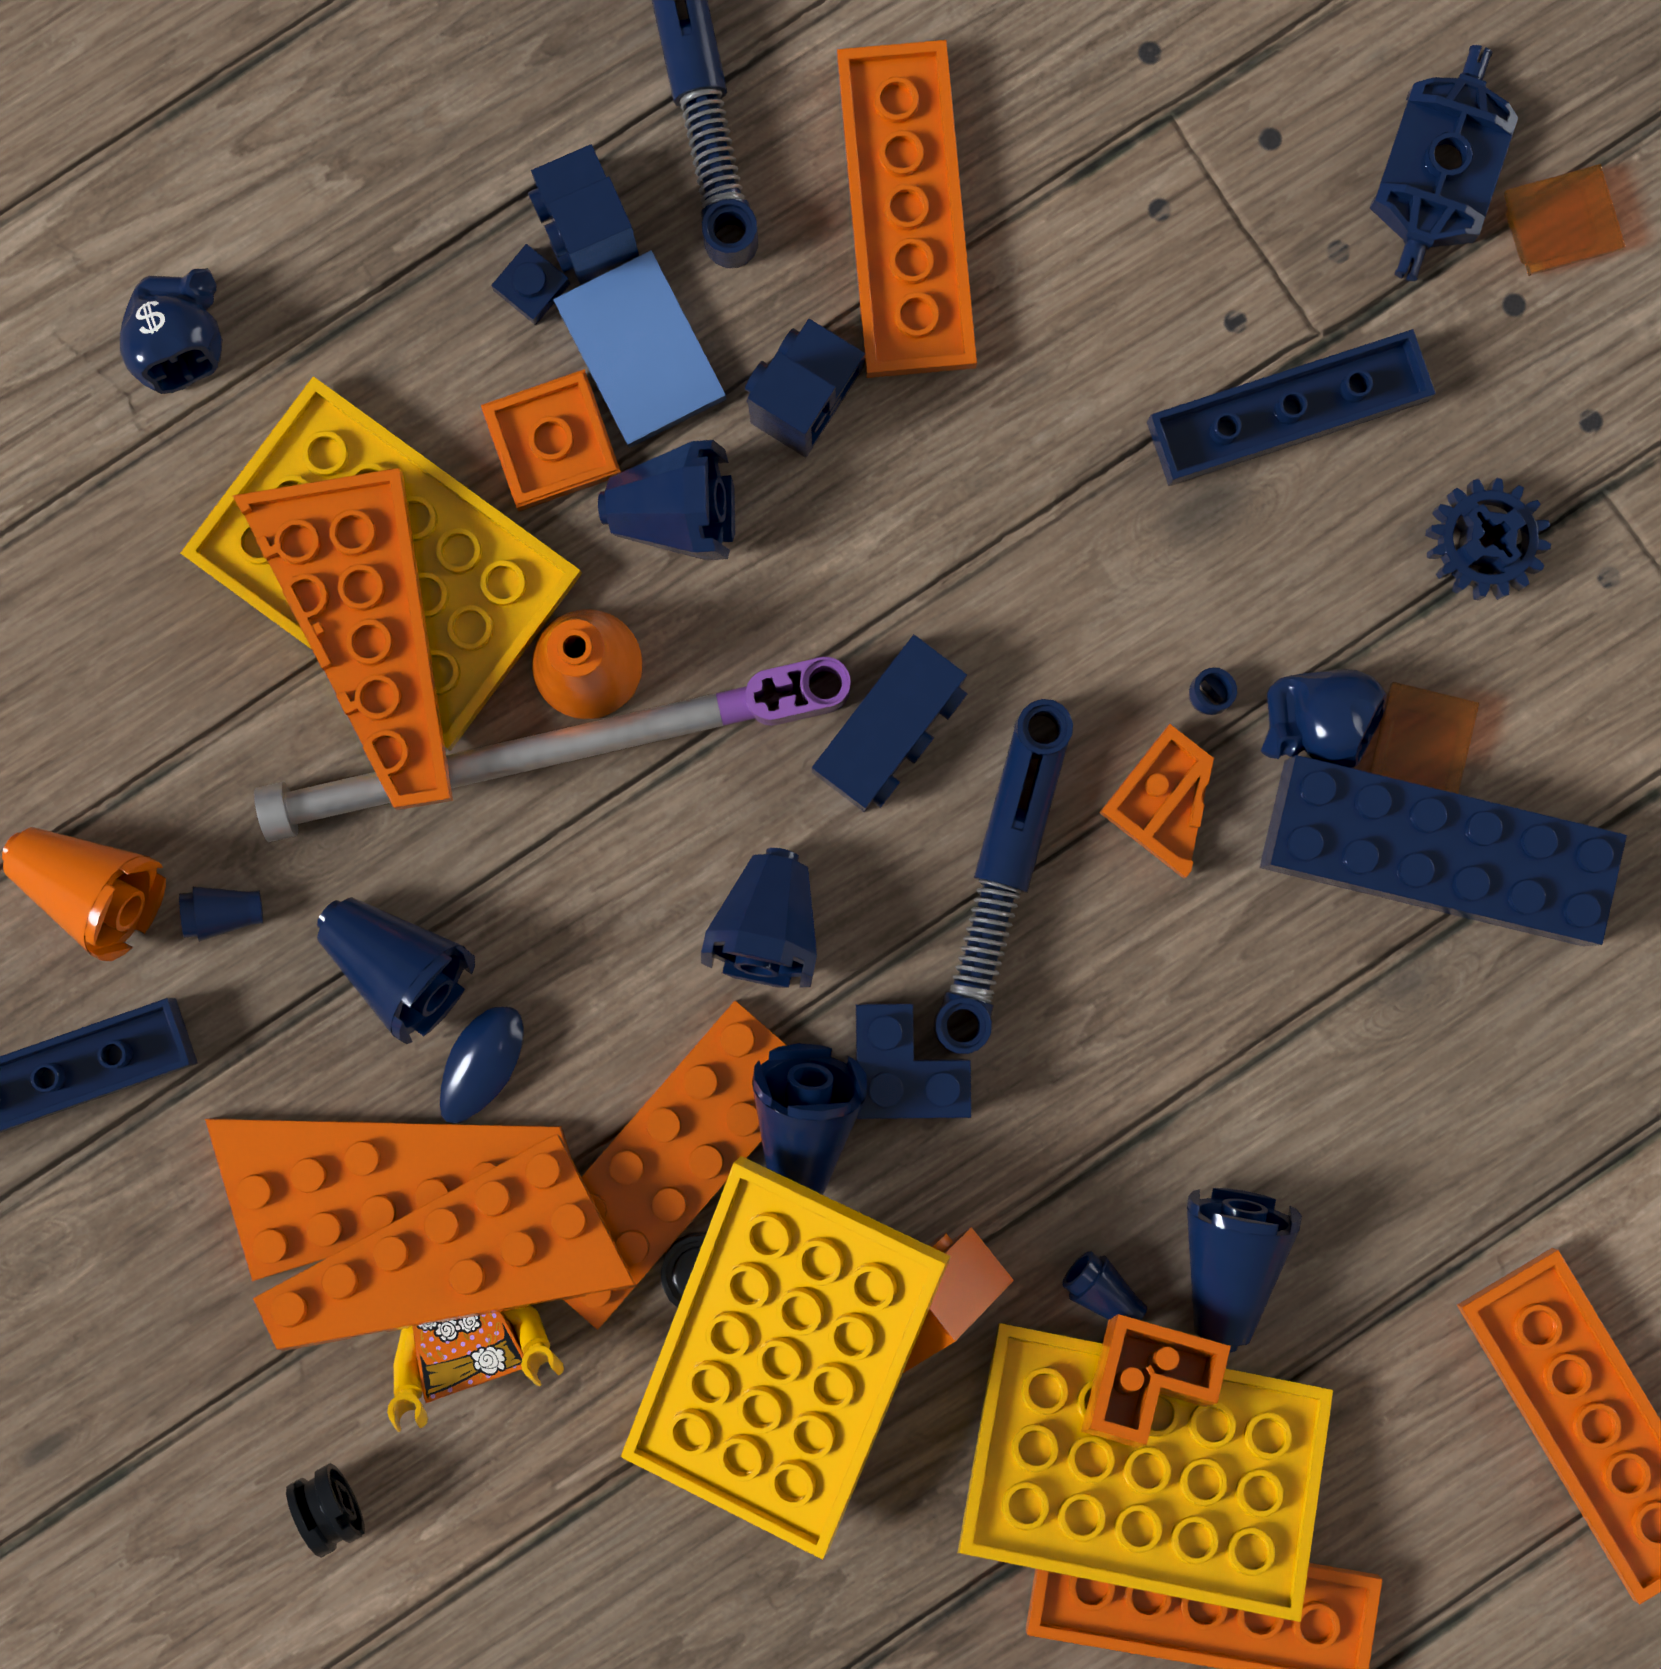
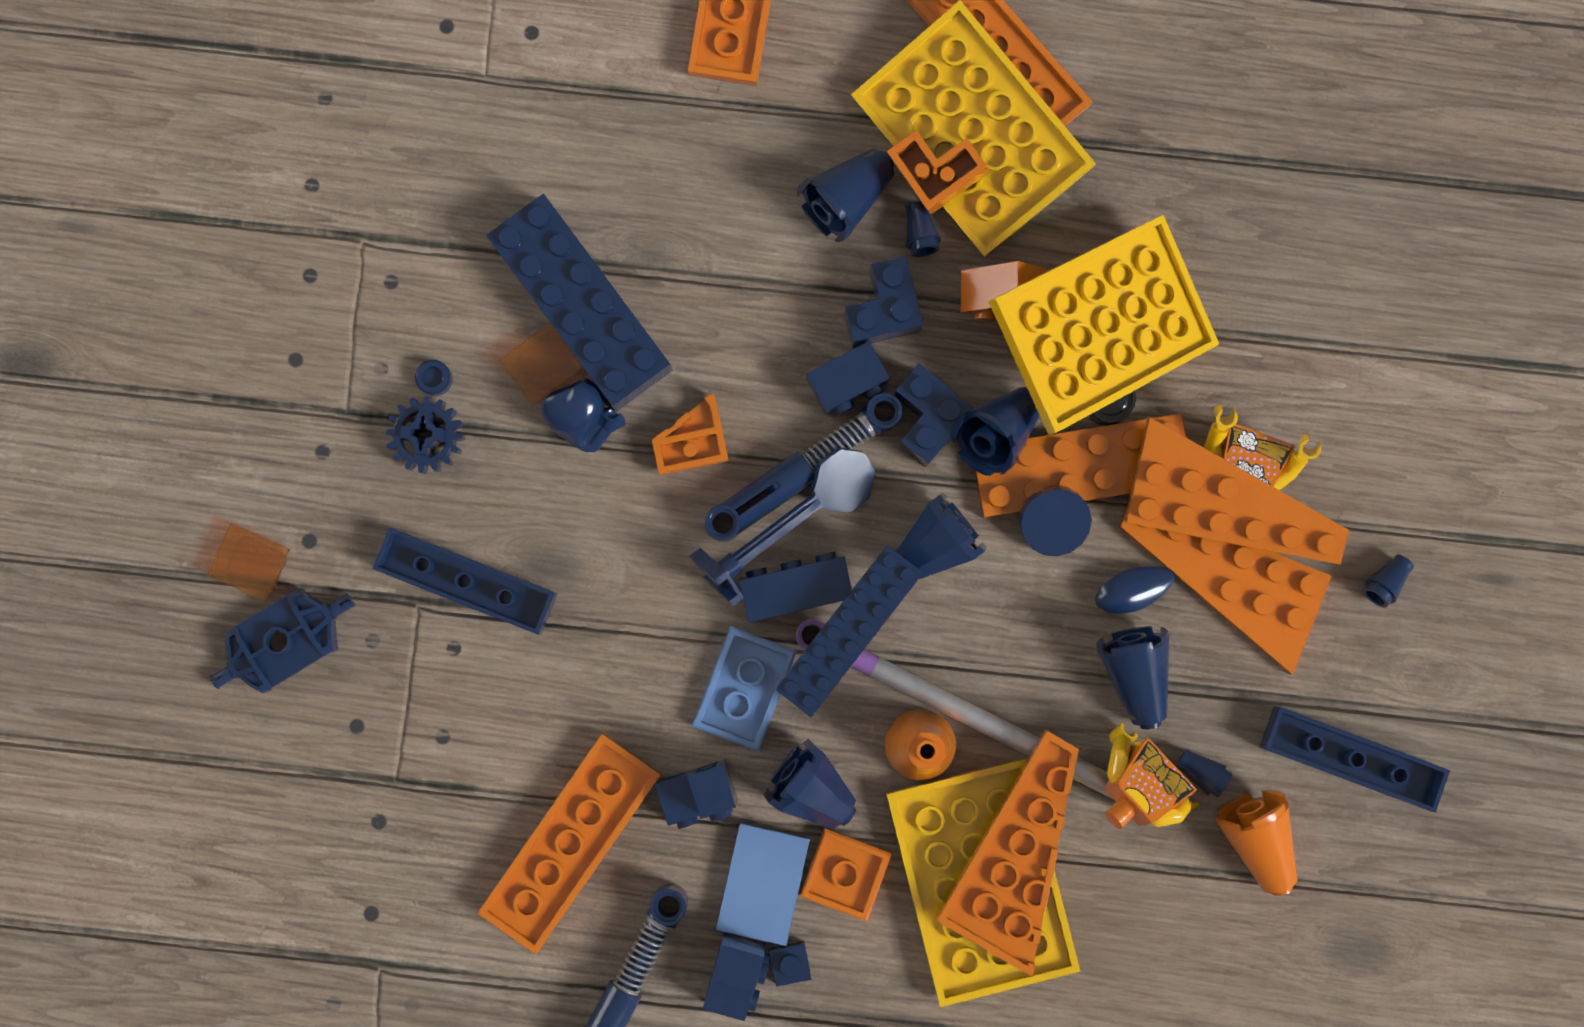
camera: 140 degrees left, 0 degrees up
(177, 1331) = (1388, 581): none -> dark blue cone
(280, 831) = (1145, 784): none -> torso
(325, 1510) = (1384, 435): black wheel -> none
(645, 1066) = (1055, 521): none -> dark blue tile
(785, 721) = (849, 631): none -> dark blue piece
(852, 557) = (742, 688): none -> medium blue tile
(943, 893) = (839, 484): none -> dark blue piece
(1039, 1030) = (848, 379): none -> dark blue brick
(1053, 1159) = (893, 311): none -> dark blue brick
(1218, 686) = (617, 473): dark blue hinge -> none
(1537, 617) = (433, 377): none -> dark blue tile

